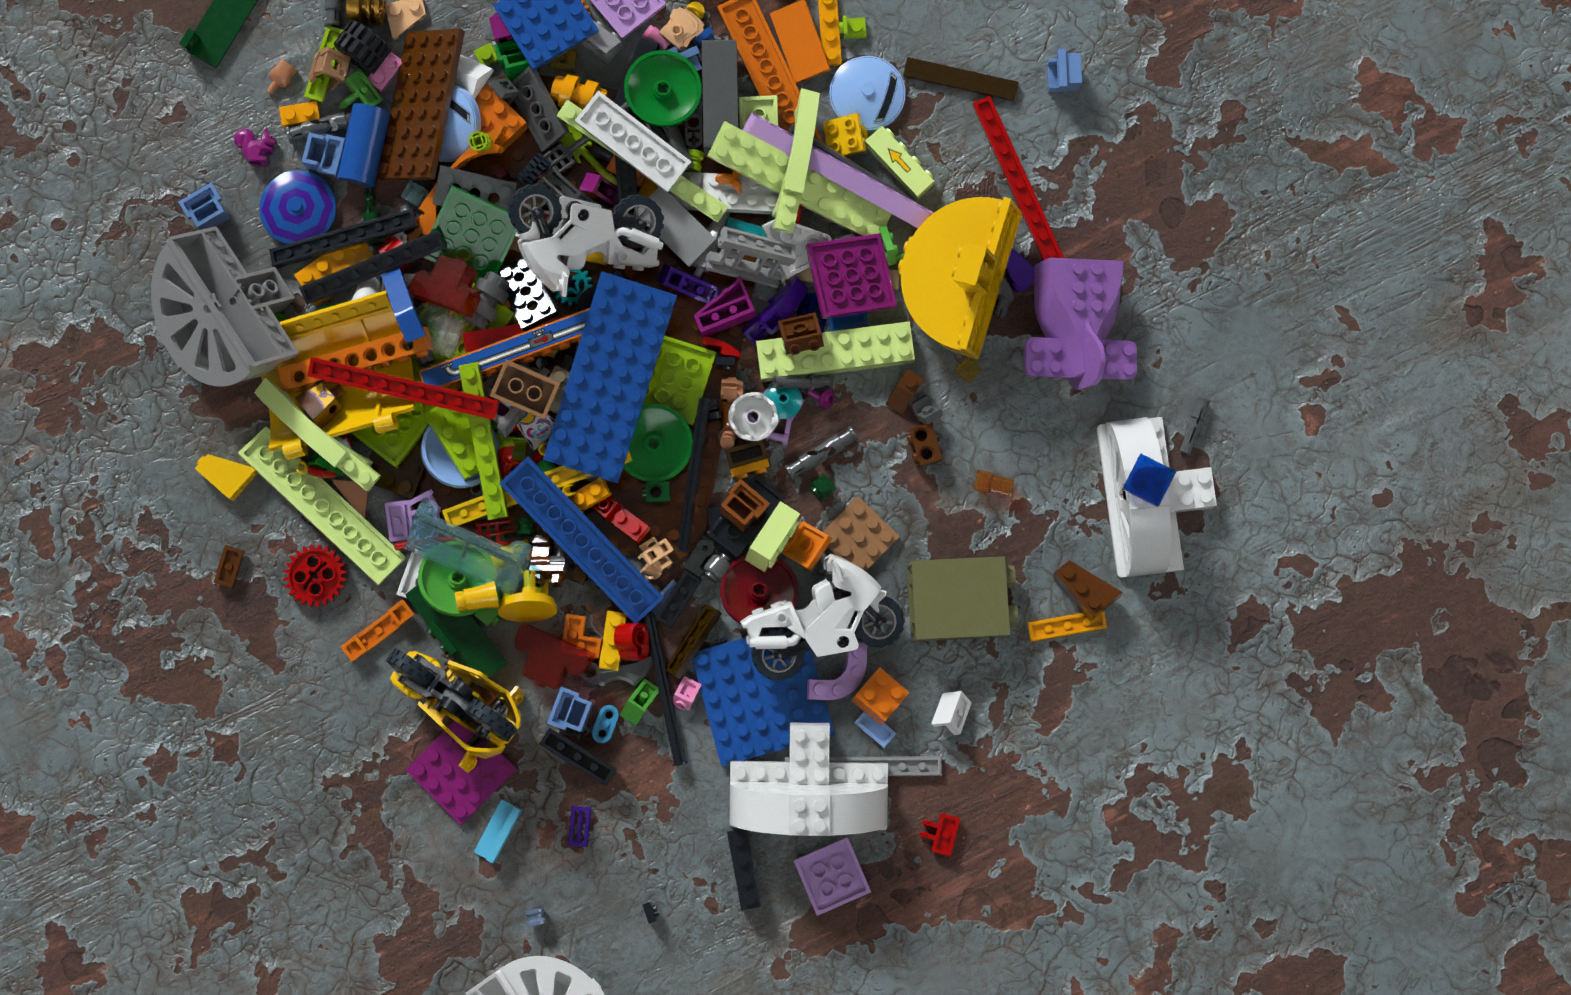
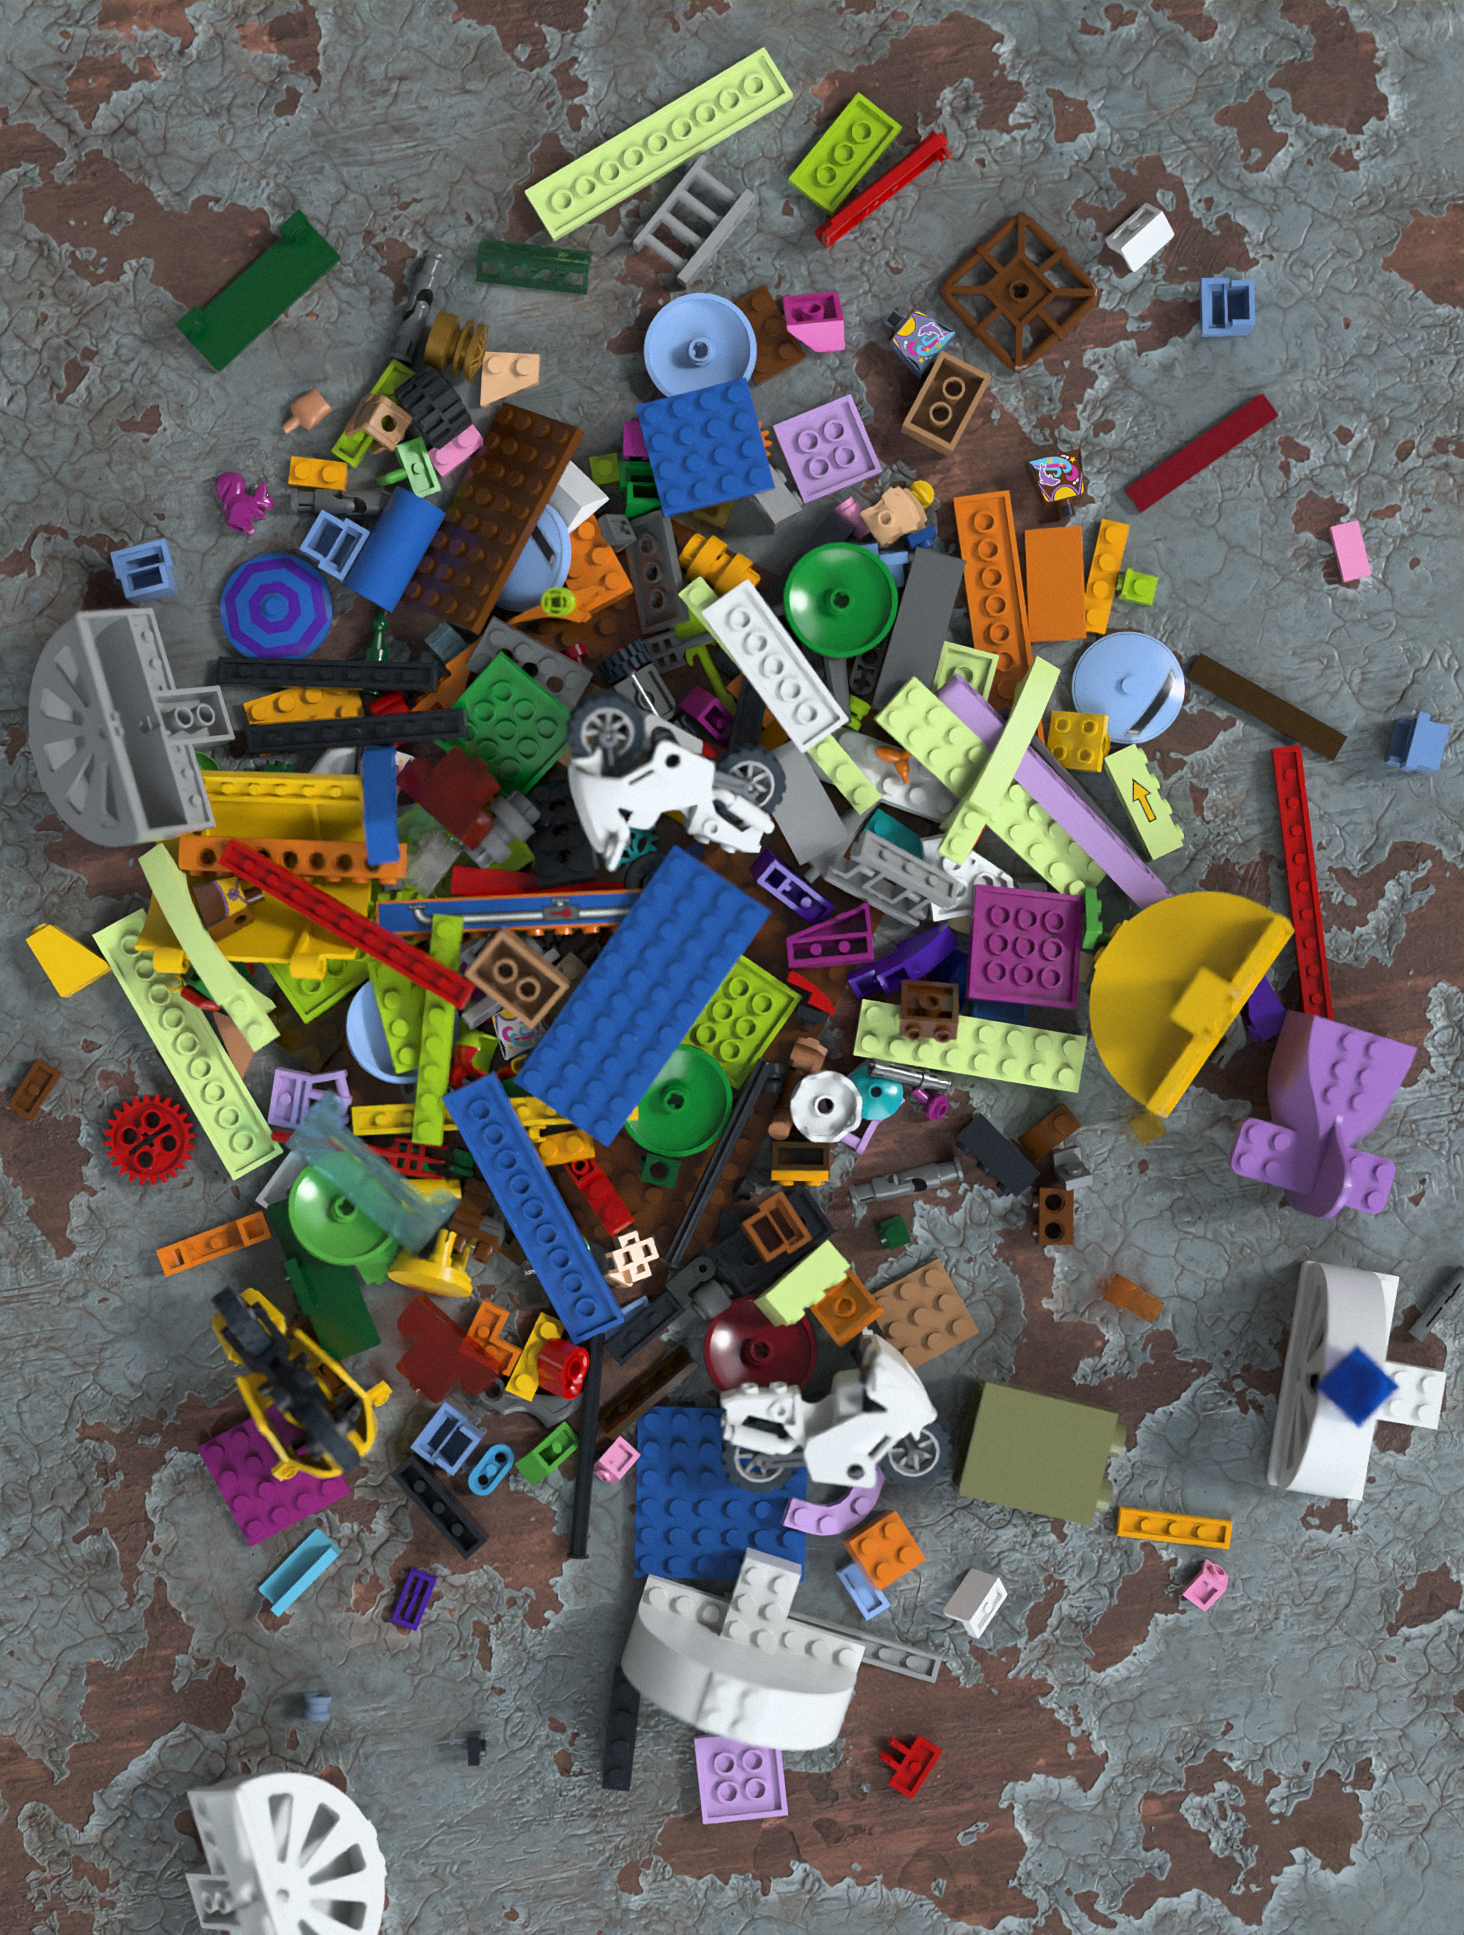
camera: 20 degrees right, 5 degrees up
(477, 597) = (364, 1248): yellow plant -> none
(715, 490) = (742, 1188): none -> black piece
(875, 417) = (996, 1156): none -> black brick
(1085, 589) = (1216, 1490): reddish brown wedge -> none
(1100, 656) = (1206, 1585): none -> bright pink bracket

